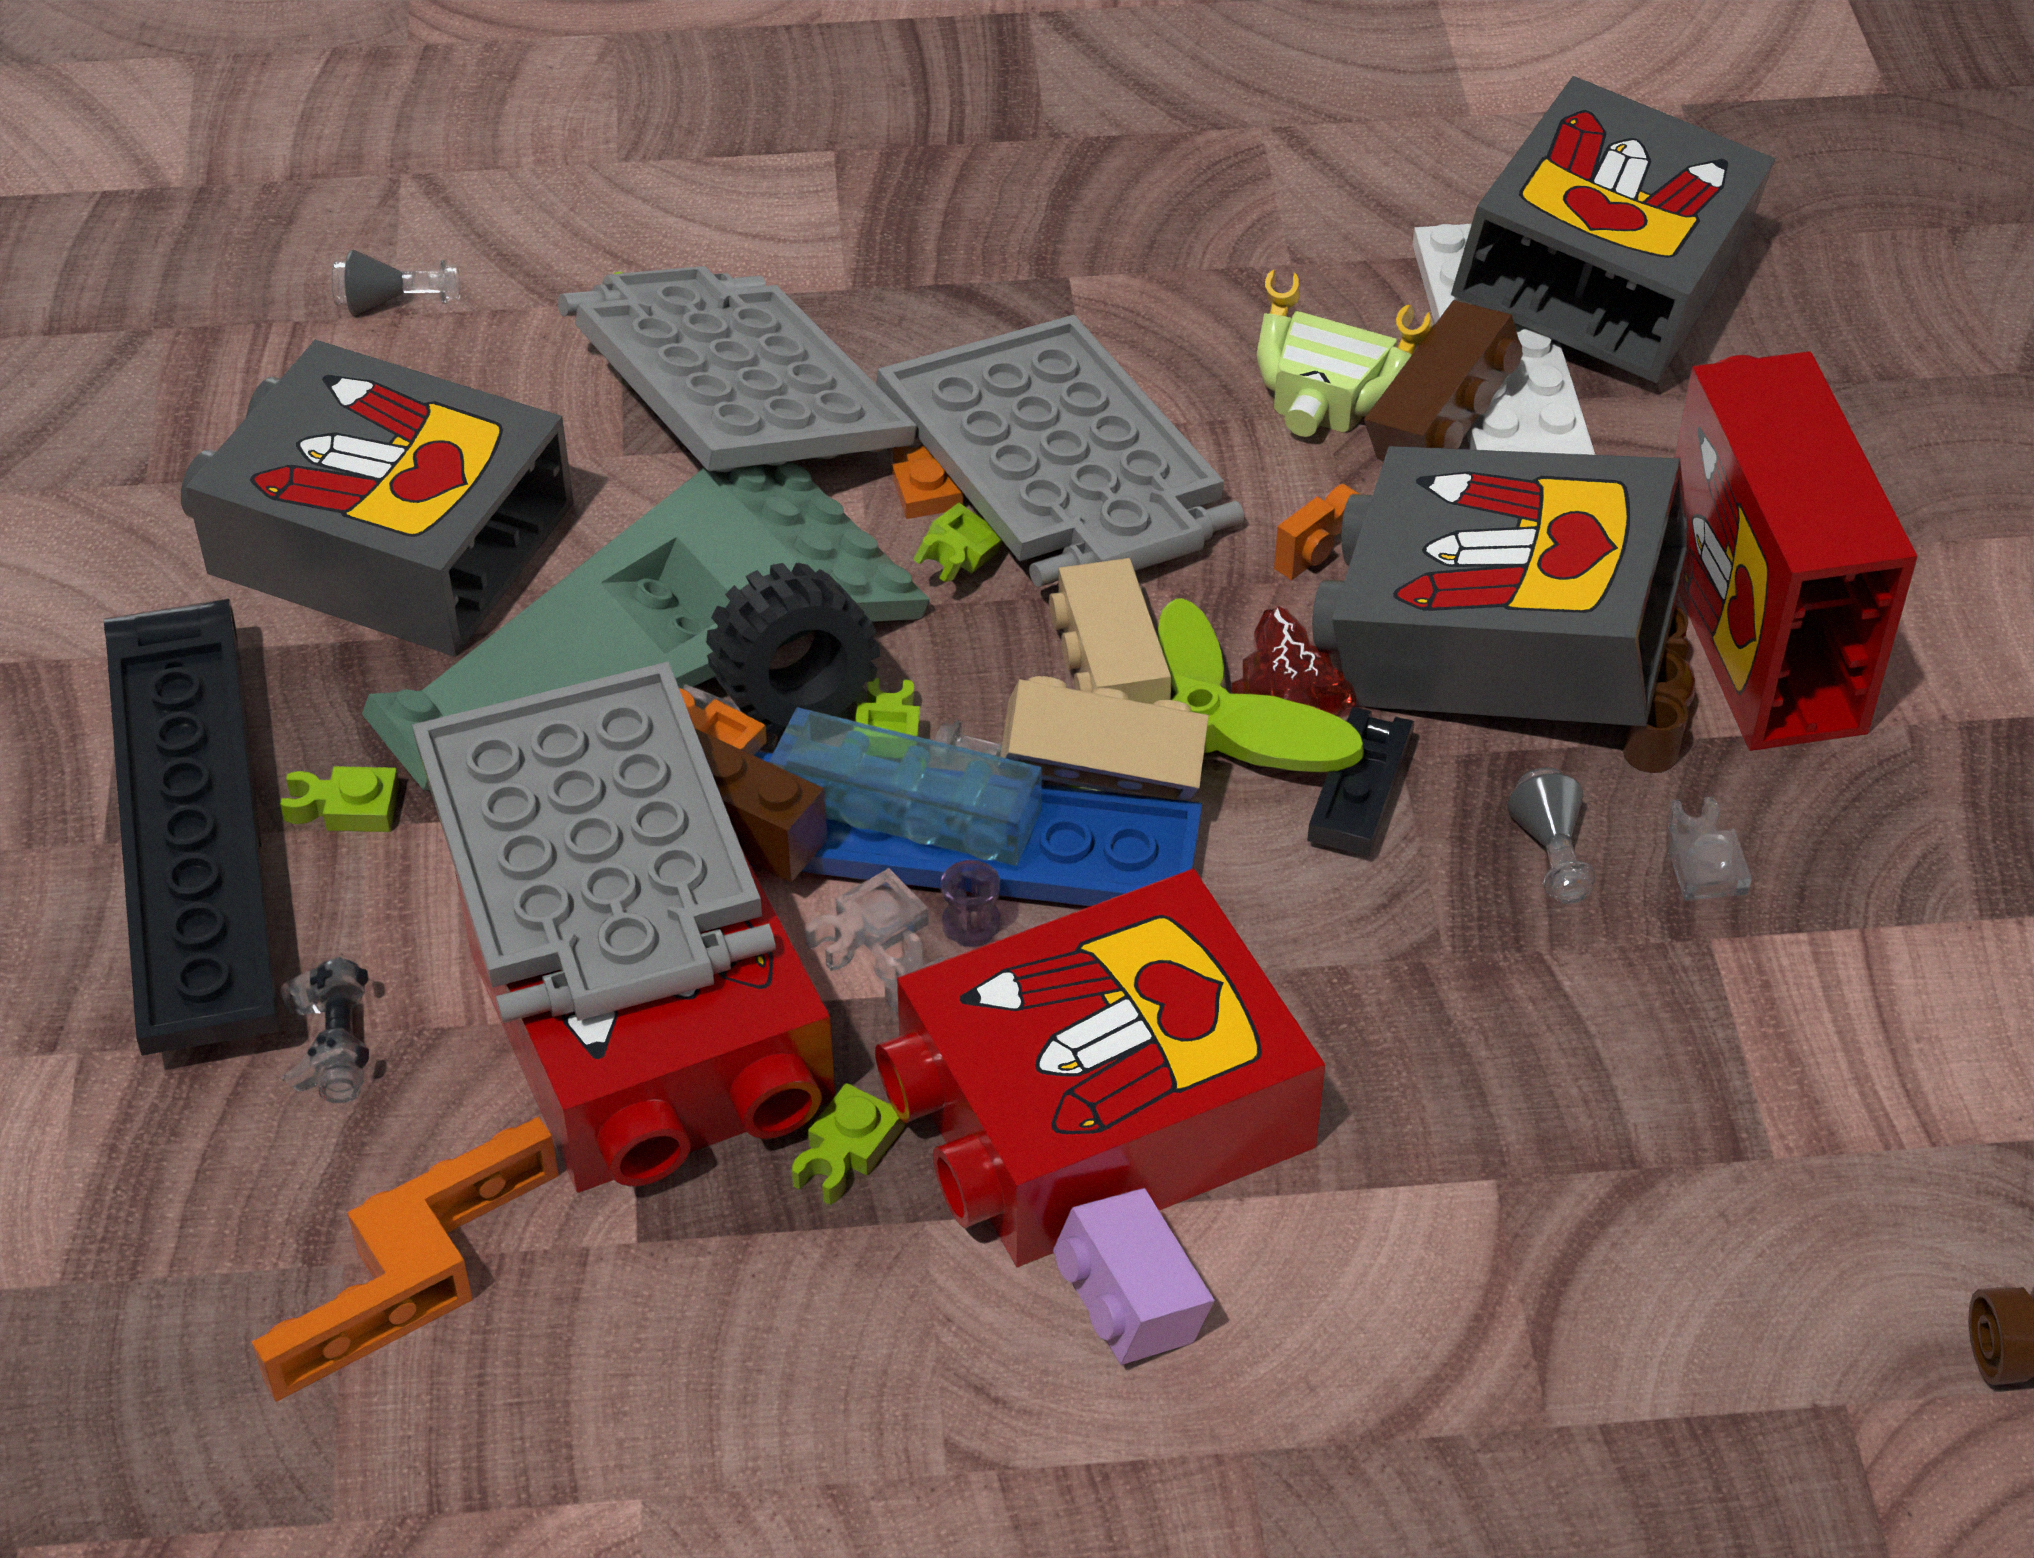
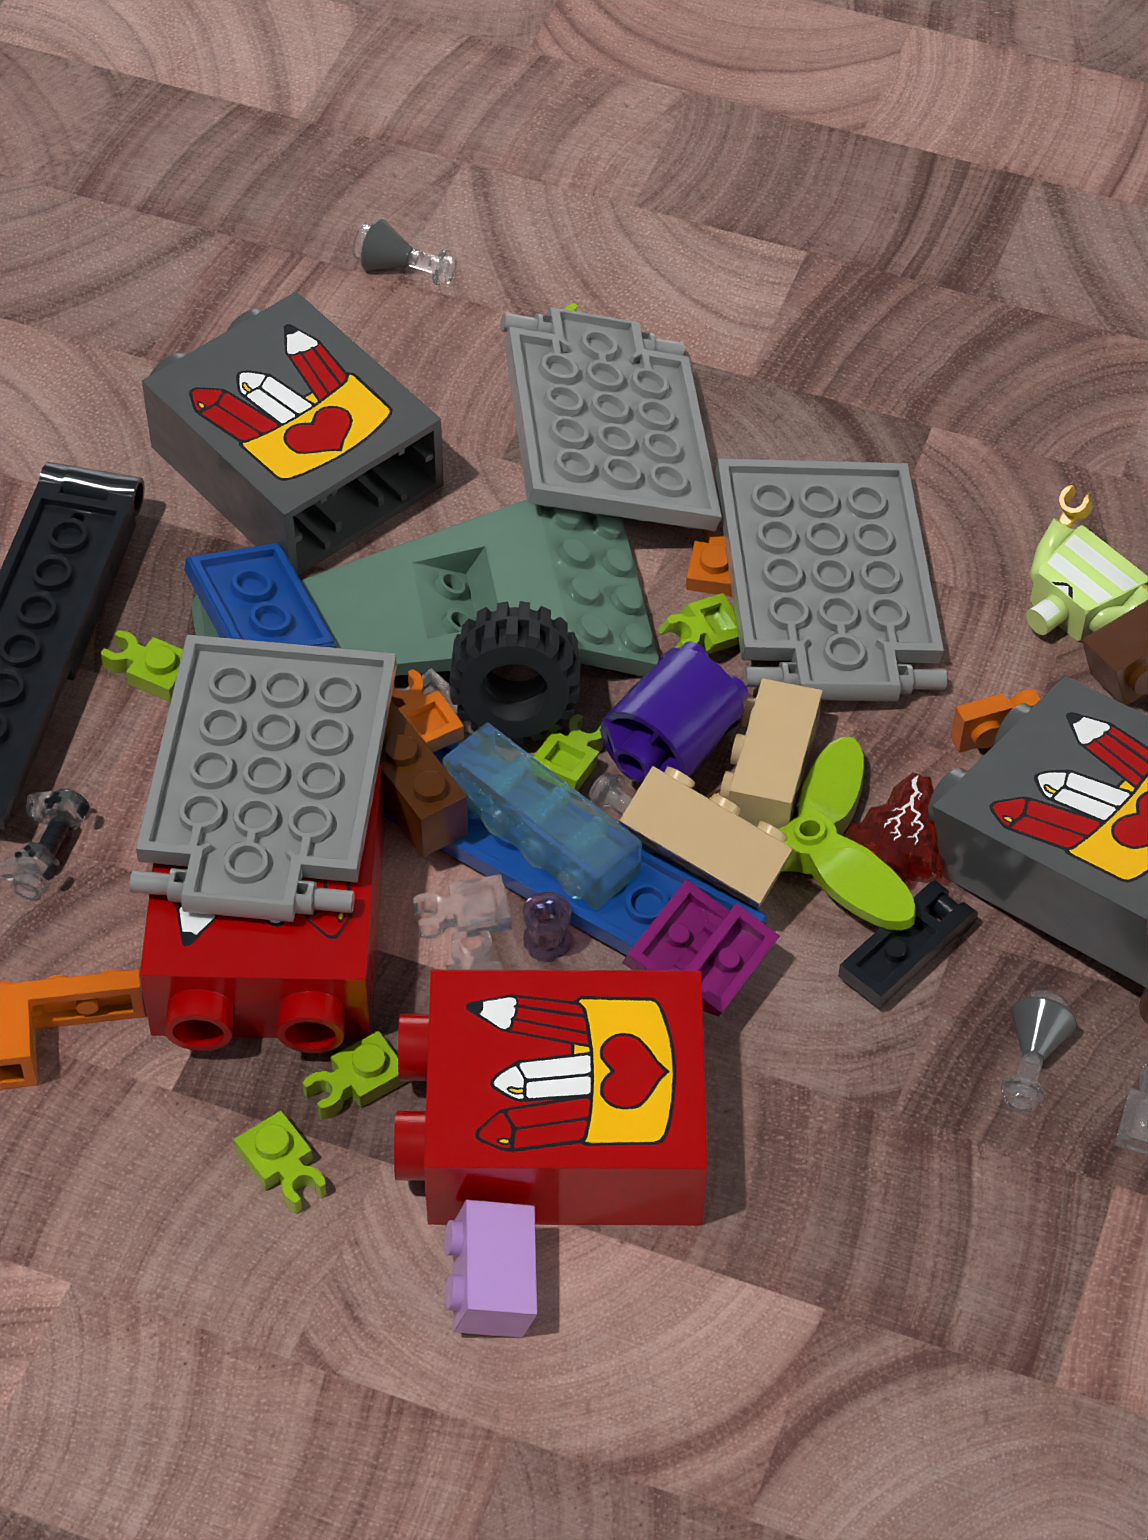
camera: 25 degrees right, 5 degrees up
(436, 672) = (257, 596): none -> blue tile
(810, 1259) = (281, 1155): none -> lime plate
(985, 636) = (674, 714): none -> dark purple cylinder
(1144, 845) = (705, 937): none -> magenta slope

